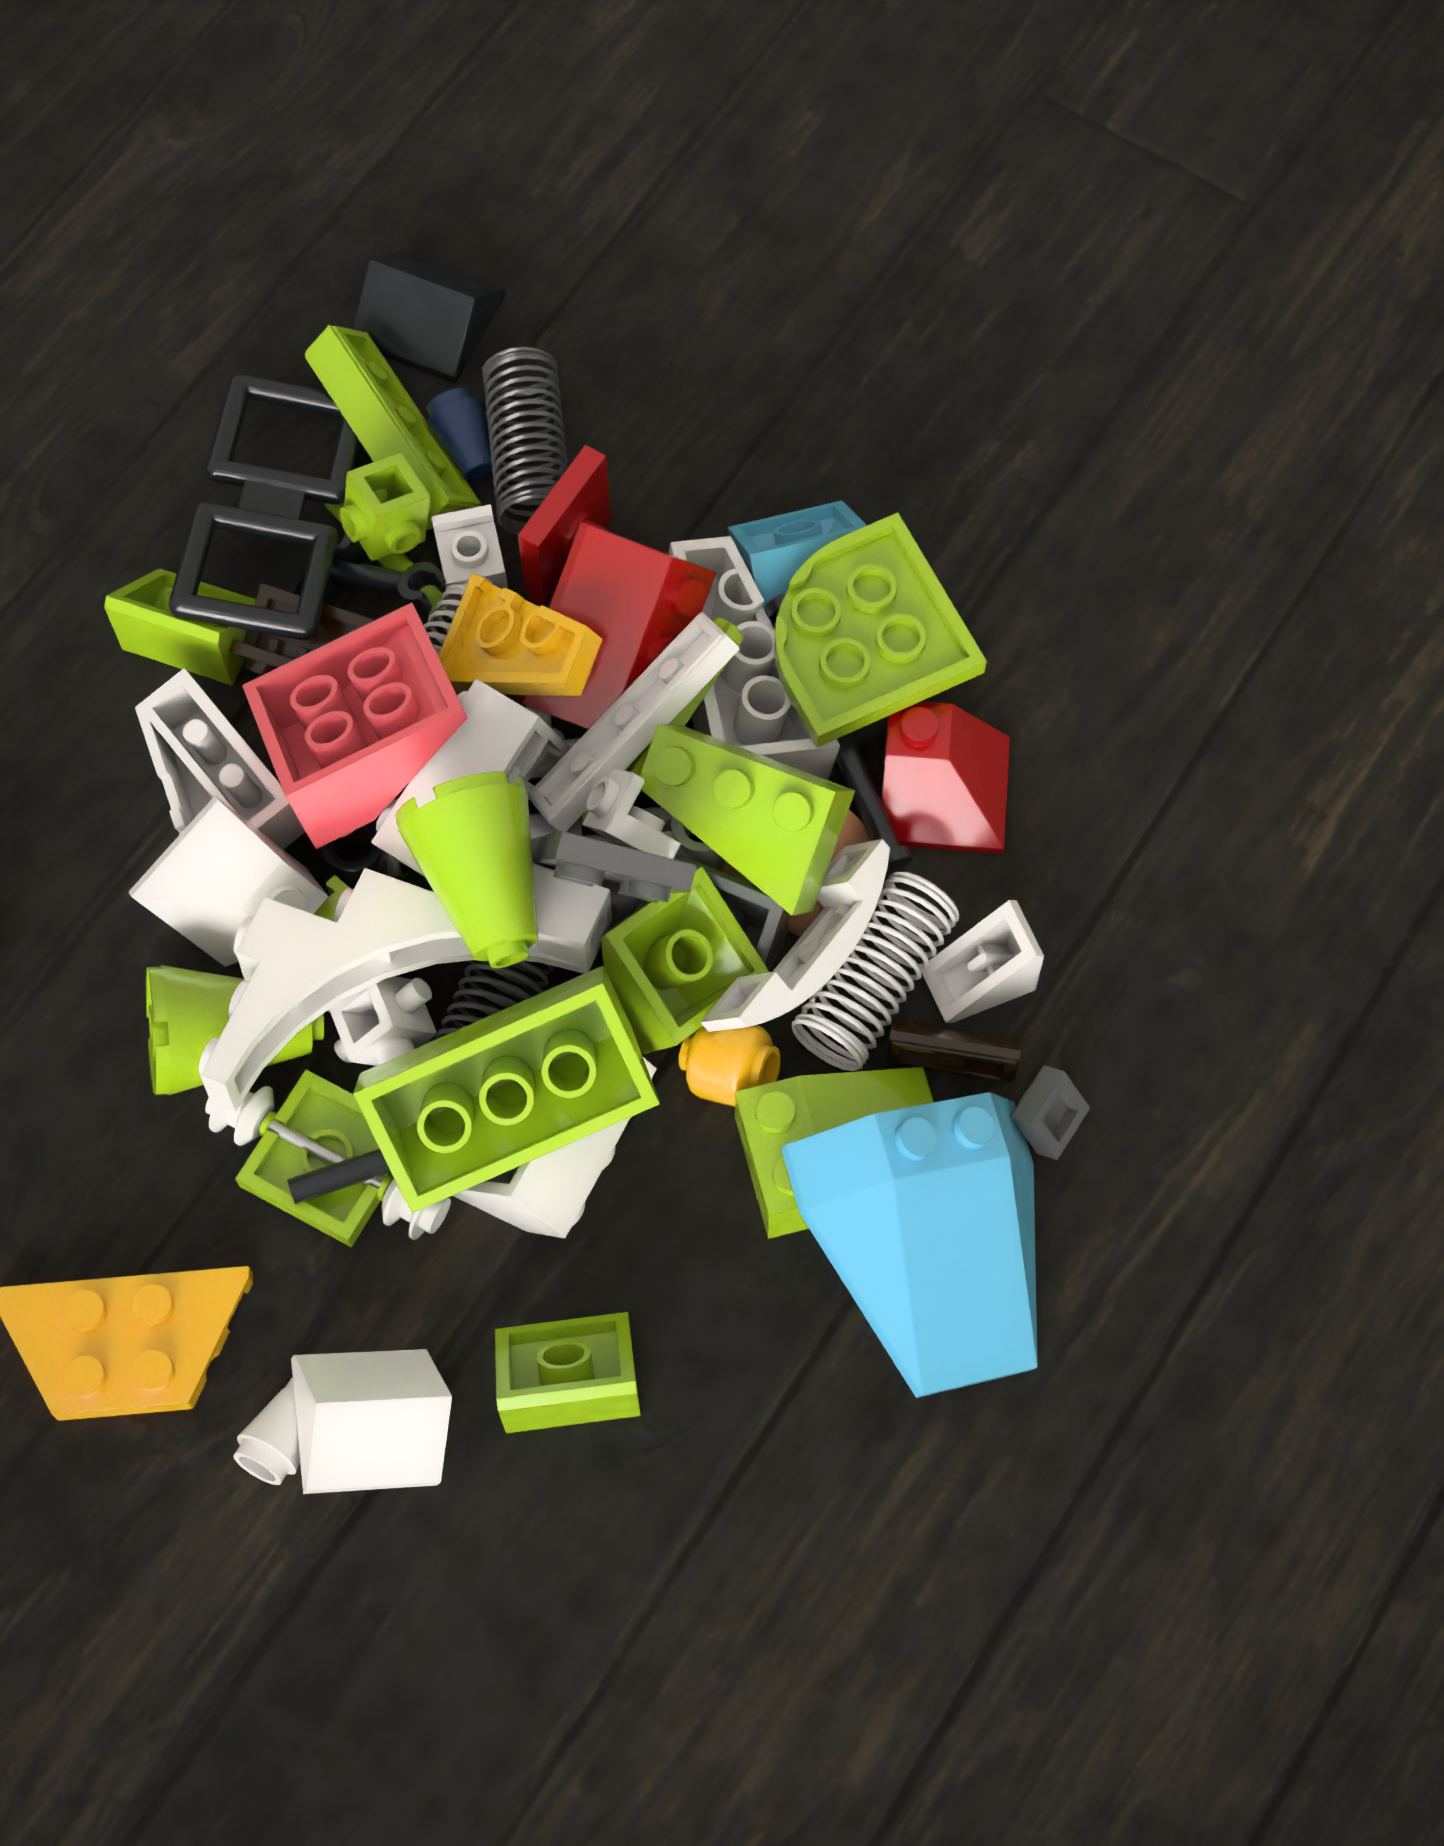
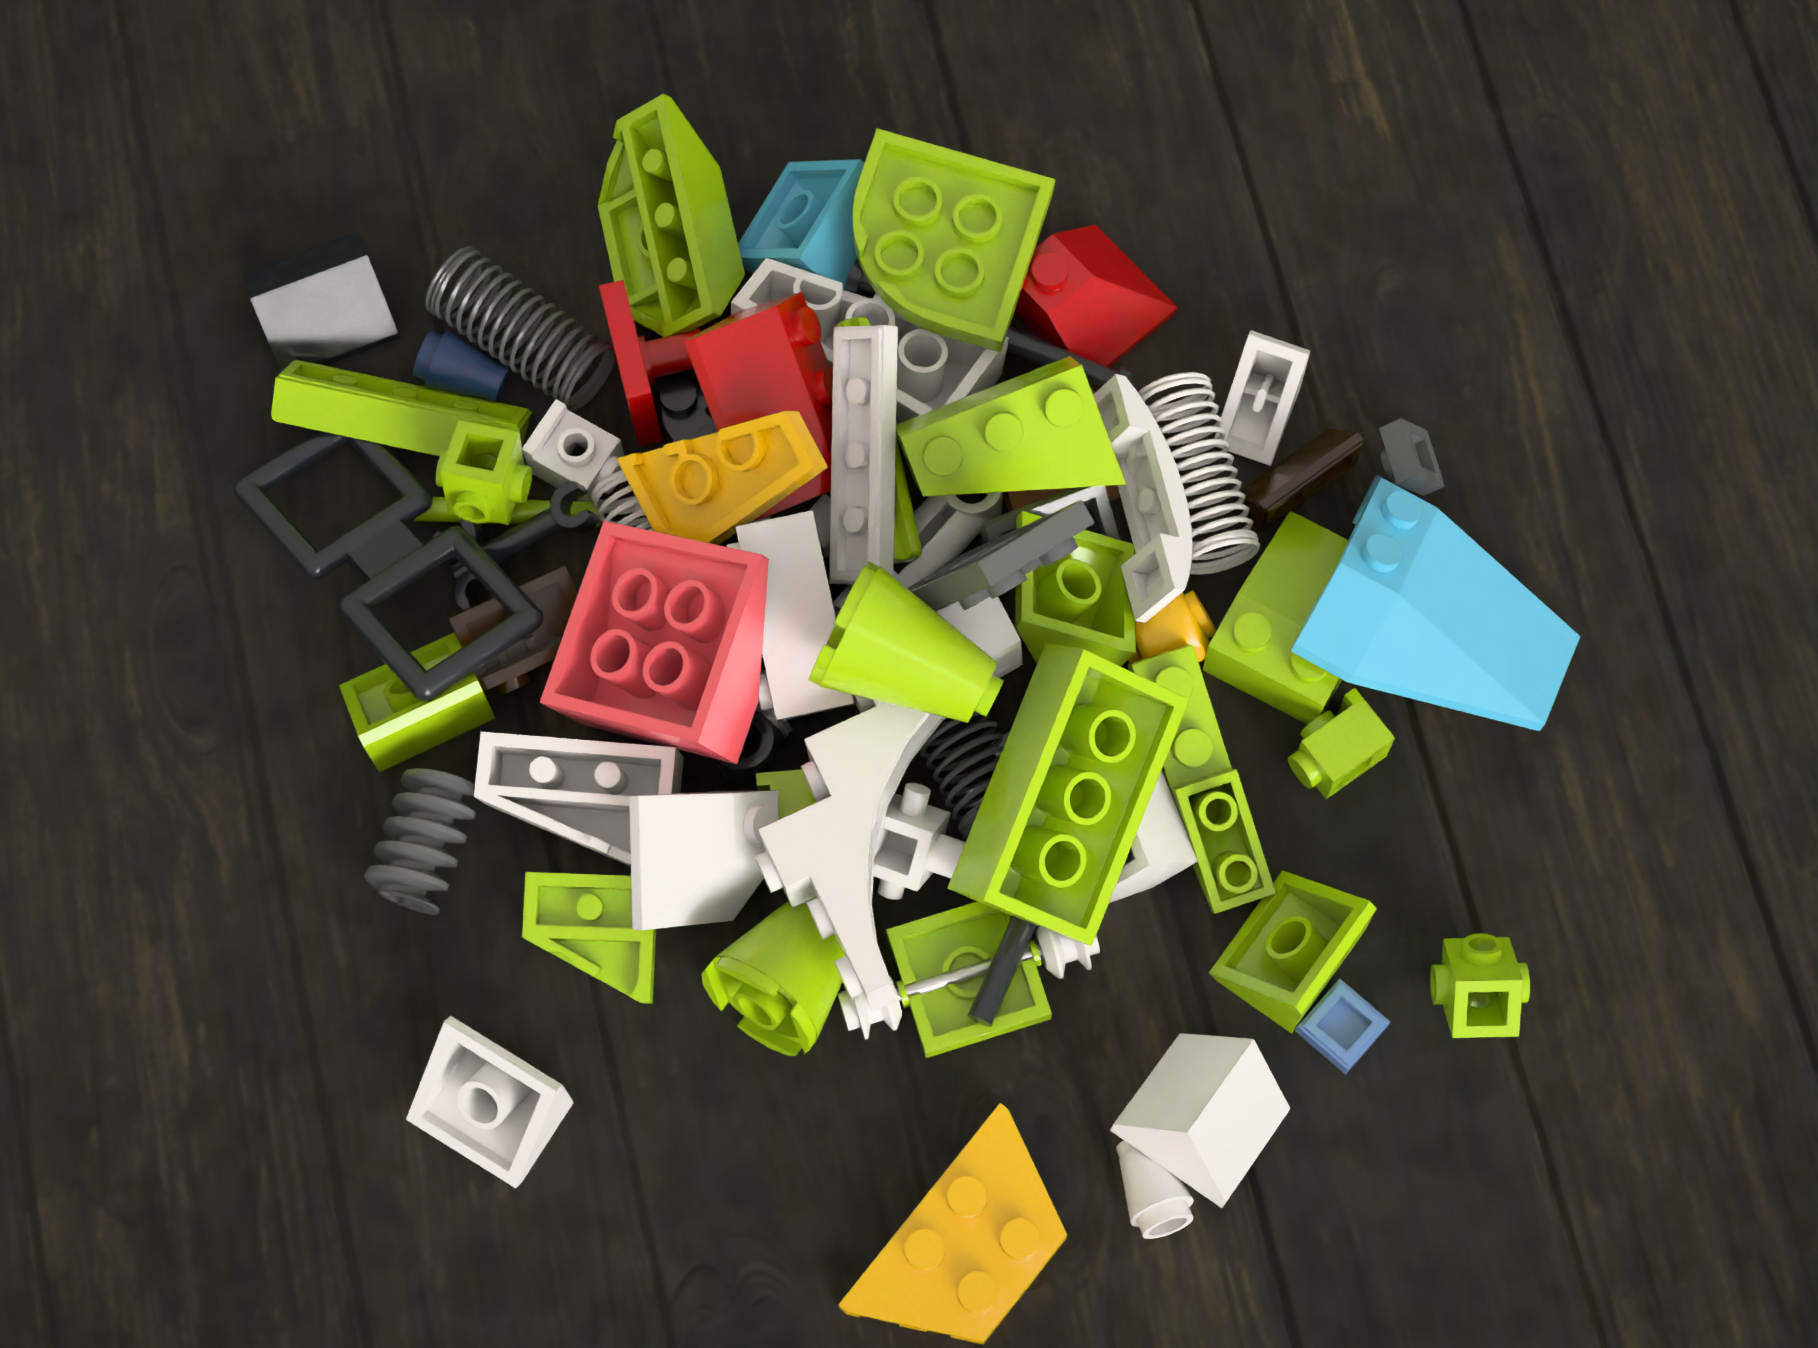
camera: 45 degrees left, 5 degrees up
(83, 711) = (420, 838): none -> dark grey piece
(116, 854) = (590, 926): none -> lime wing
(542, 1464) = (1342, 1026): none -> medium blue tile
(620, 821) = (929, 530): white bracket -> none
(633, 1188) = (1208, 789): none -> lime slope
(661, 1534) = (1480, 986): none -> lime brick
(707, 460) = (668, 221): none -> lime wedge
(760, 1264) = (1340, 746): none -> lime brick

